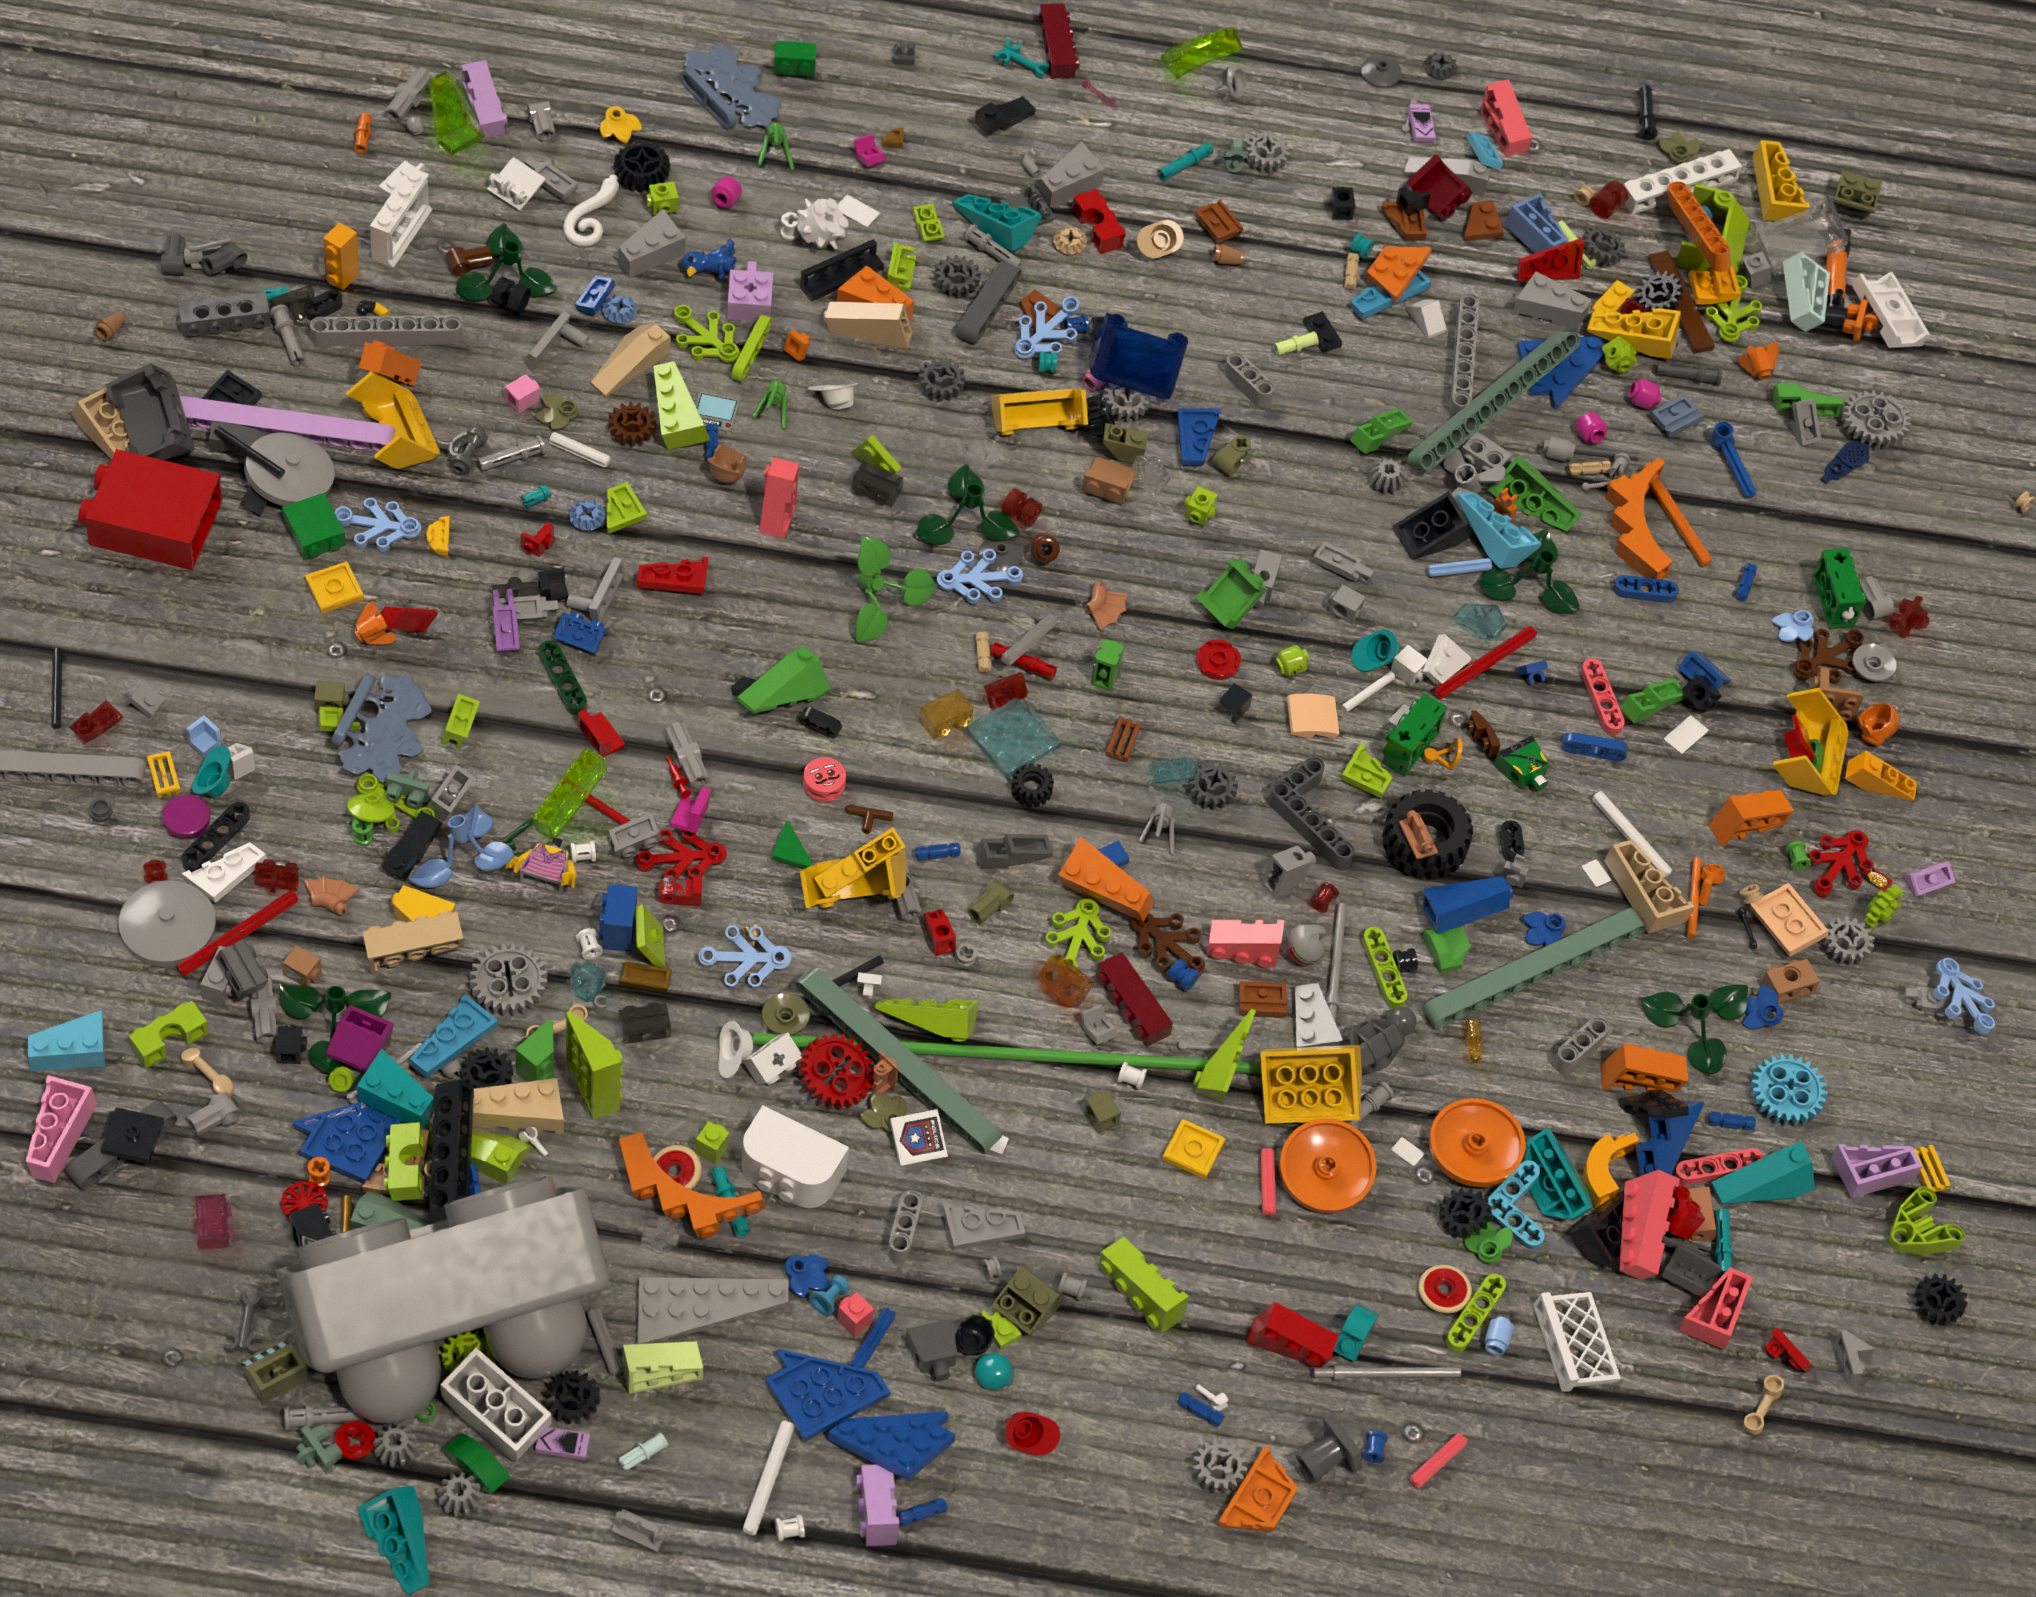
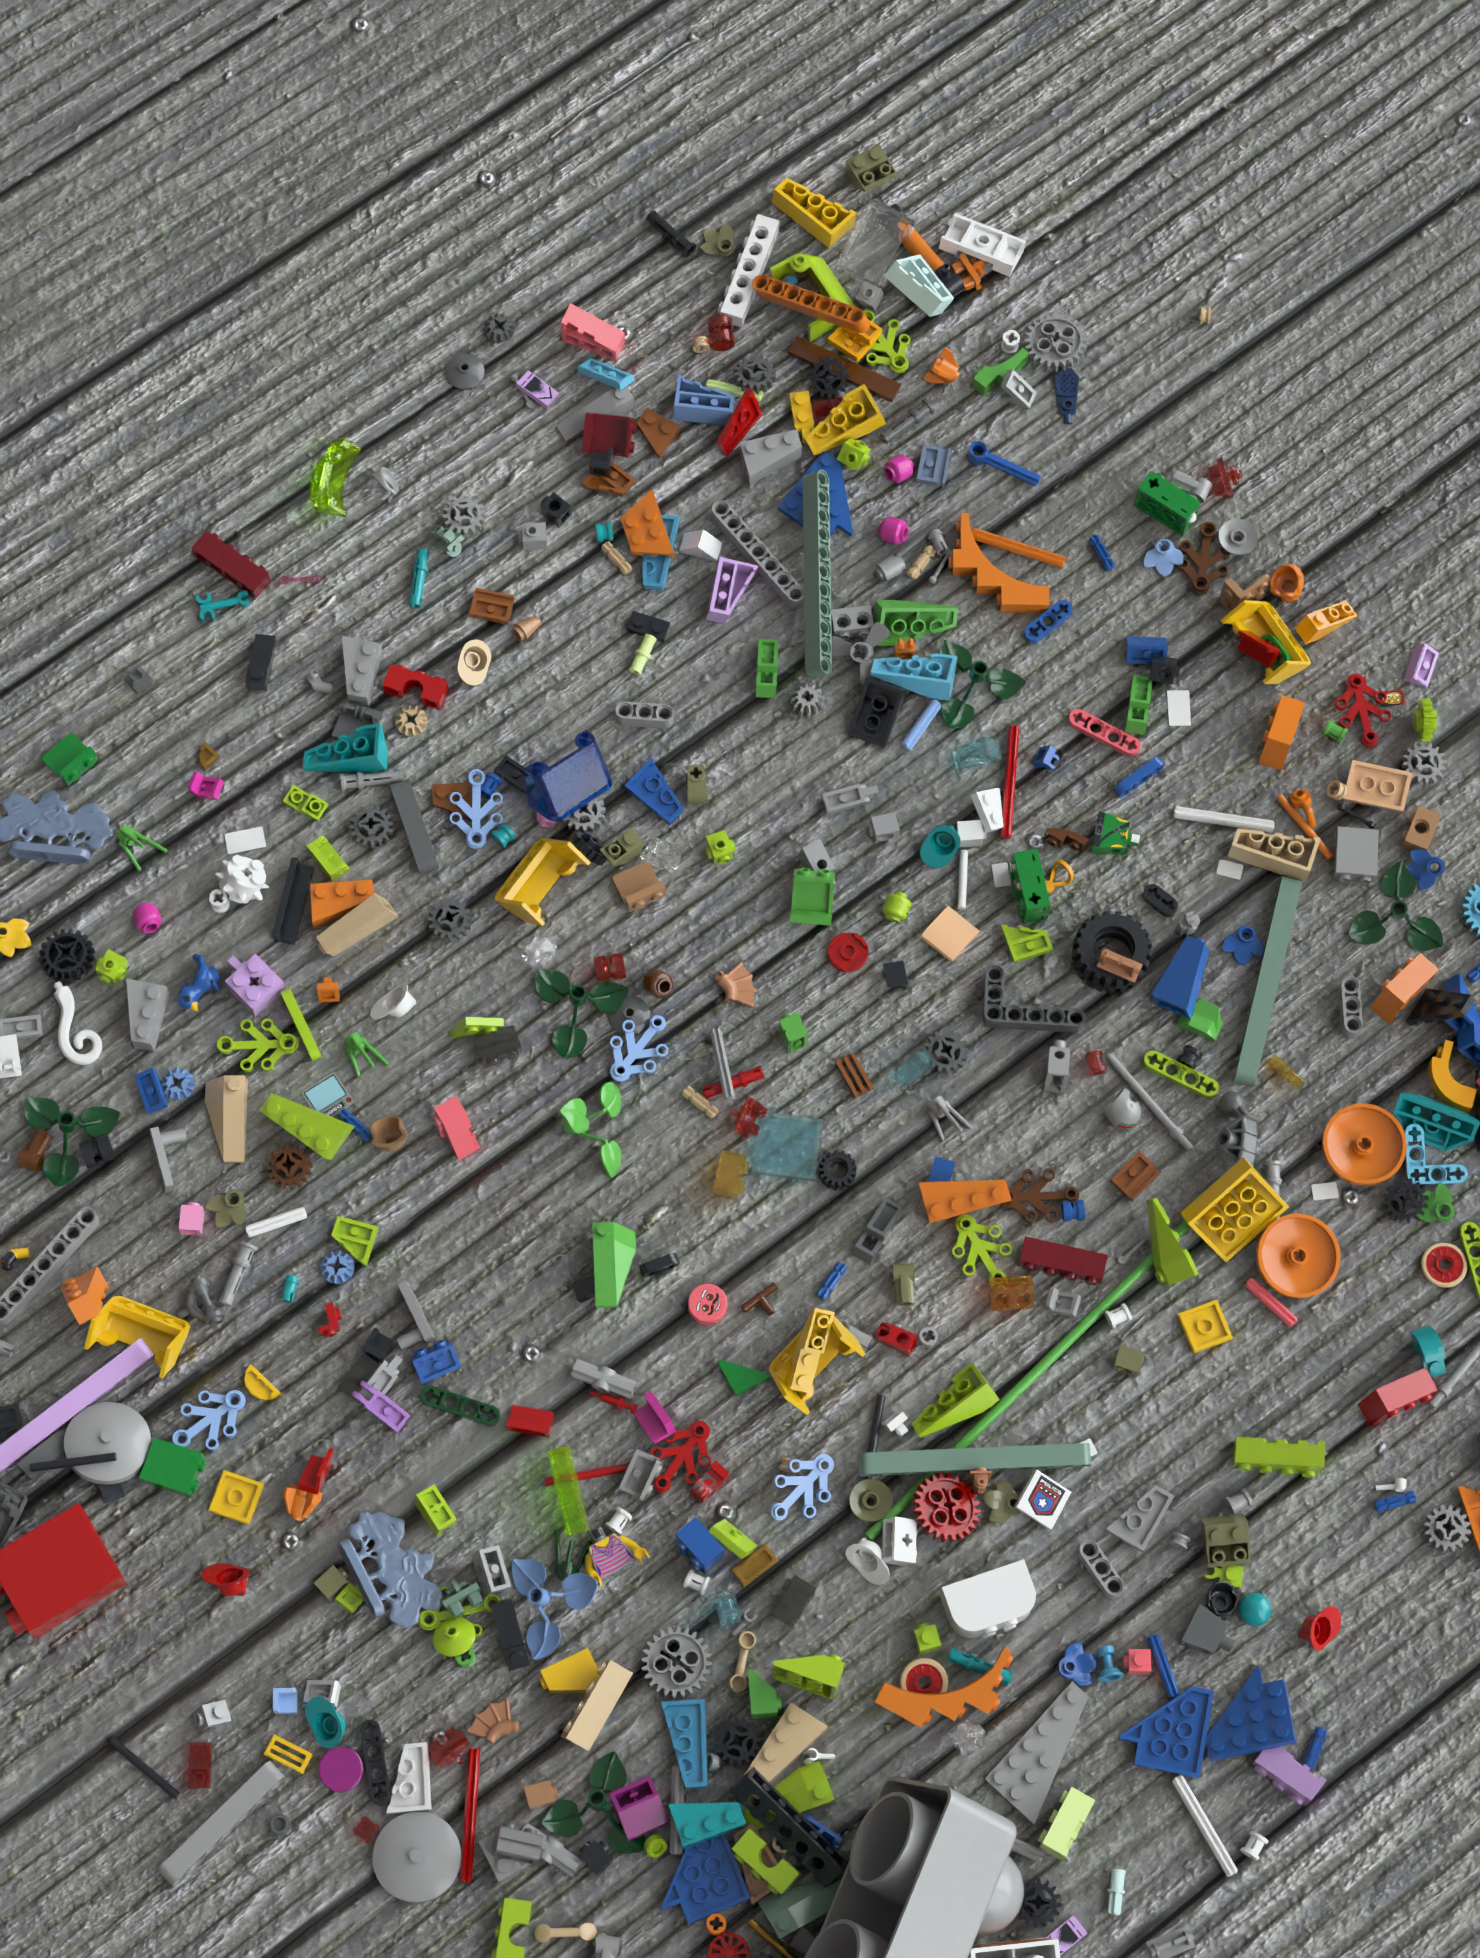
camera: 40 degrees left, 15 degrees up
(261, 627) = (228, 1578): none -> red piece
(679, 577) = (449, 1251): red wing -> none
(1245, 942) = (1086, 1148): coral wedge -> none
(1305, 205) = (533, 536): none -> light grey brick
(1314, 1019) = (1181, 1158): wing -> none
(1413, 355) = (728, 586): none -> lavender wedge
(1713, 948) = (1356, 854): none -> light grey panel
(1839, 386) = (1006, 346): none -> white bush

